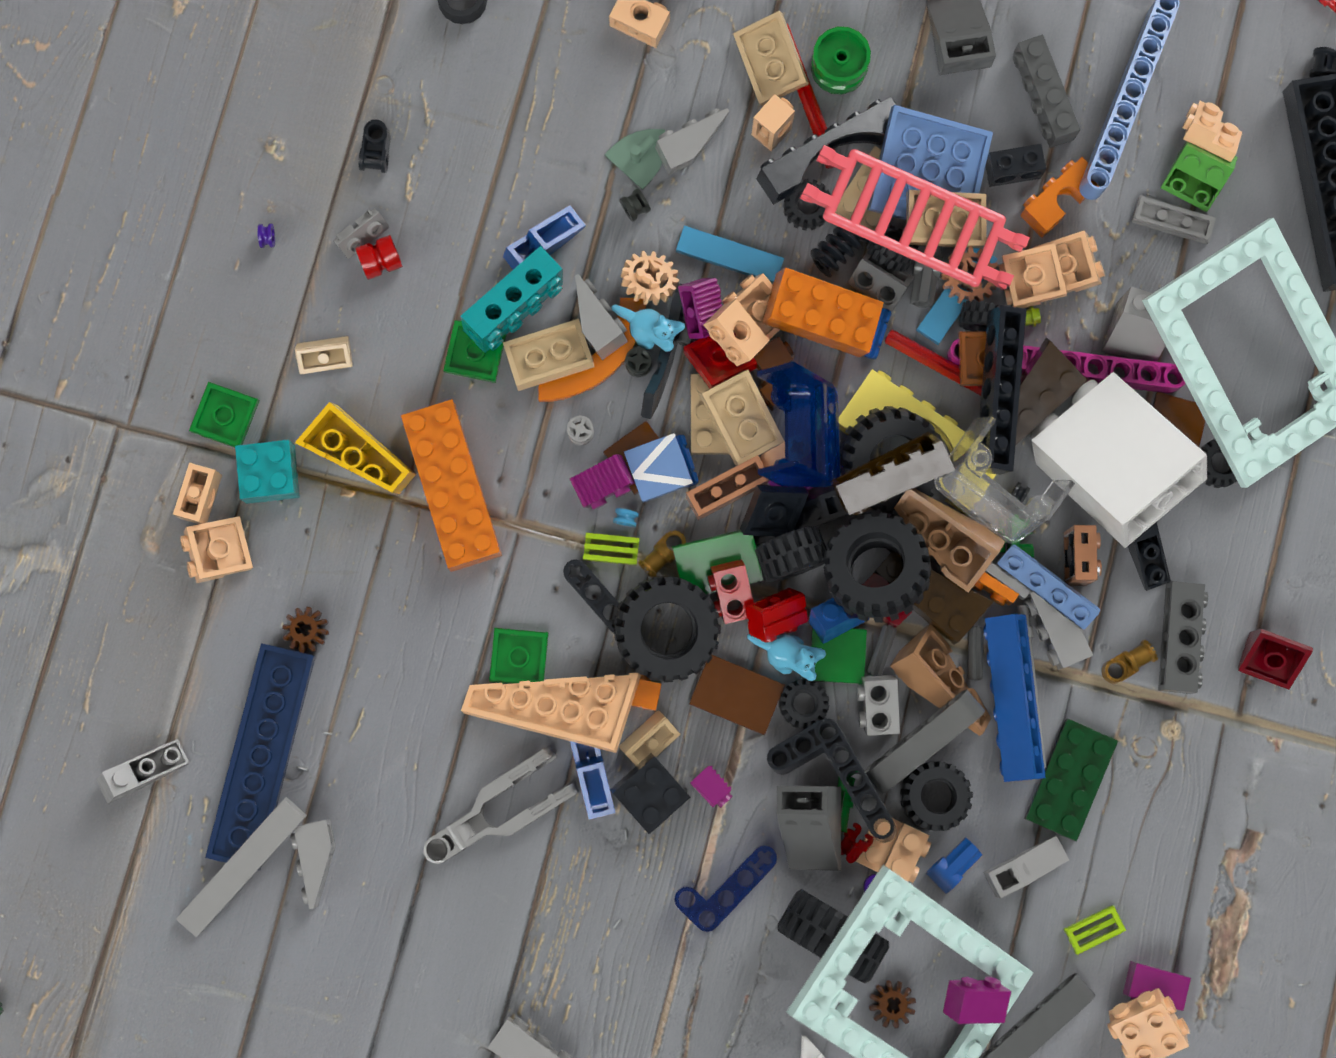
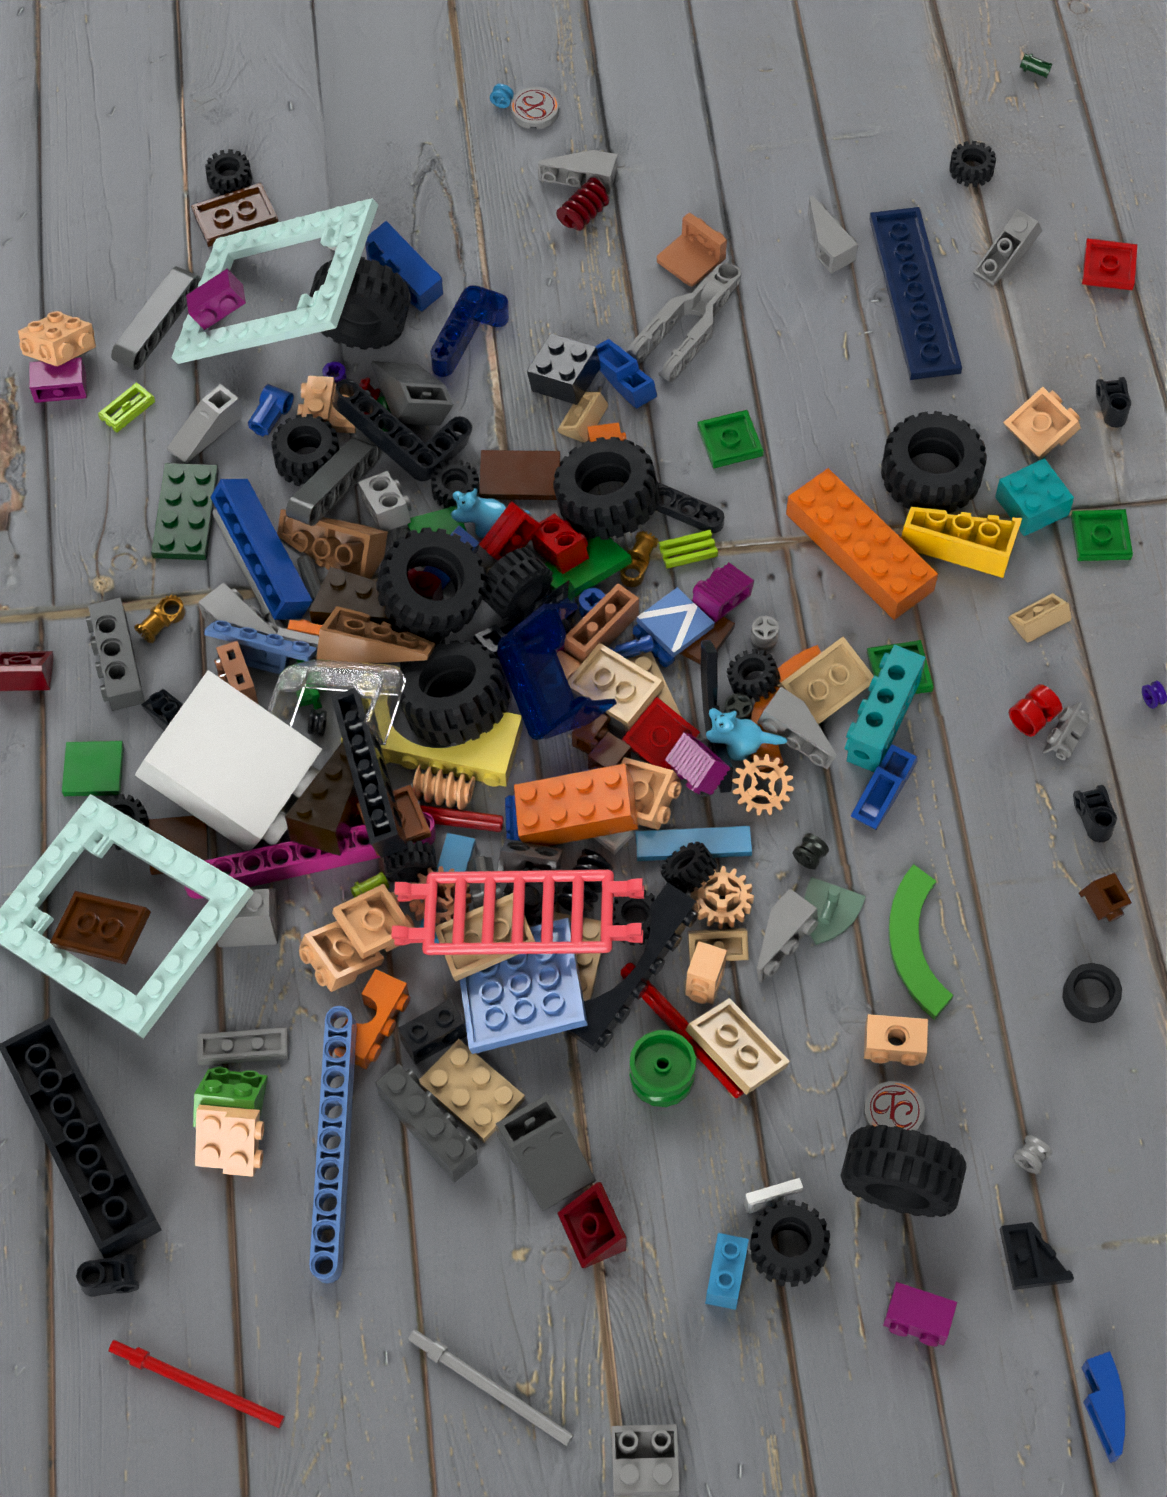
camera: 160 degrees right, 20 degrees down
(51, 712) = (1109, 264): none -> red plate
(105, 902) = (968, 173): none -> black tyre
(134, 553) = (1114, 401): none -> black piece
(197, 494) = (1085, 455): light nougat brick -> none
(241, 867) = (884, 207): light grey tile -> none
(296, 624) = (929, 391): reddish brown gear -> none
(314, 520) = (940, 436): none -> black tyre
(408, 69) = (1106, 897): none -> reddish brown brick
(461, 892) = (694, 252): none -> nougat bracket
(547, 998) = (583, 205): none -> dark red piece
(565, 708) = (662, 401): light nougat wing -> none
(590, 102) = (906, 946): none -> bright green tile
(625, 517) = (686, 575): dark azure bush -> none
(627, 387) = (750, 663): none -> black tyre
(709, 458) = (634, 647): none -> blue axle
(712, 787) = (511, 387): magenta brick -> none
(724, 525) = (588, 596): none -> blue wheel
(737, 197) = (735, 898): none -> light nougat gear
(738, 213) = (689, 867): none -> black tyre
(743, 157) = (732, 940): none -> tan slope
(748, 338) = (667, 751): light nougat brick -> none
(762, 985) = (393, 250): none -> blue wedge
(882, 1004) = (285, 293): reddish brown gear -> none
(893, 473) = (445, 654): wedge -> none
(928, 383) = (443, 788): none -> light nougat piece
(998, 108) = (471, 1090): none -> tan plate
(1232, 530) = (92, 768): none -> green tile
(1276, 337) = (100, 927): none -> reddish brown tile

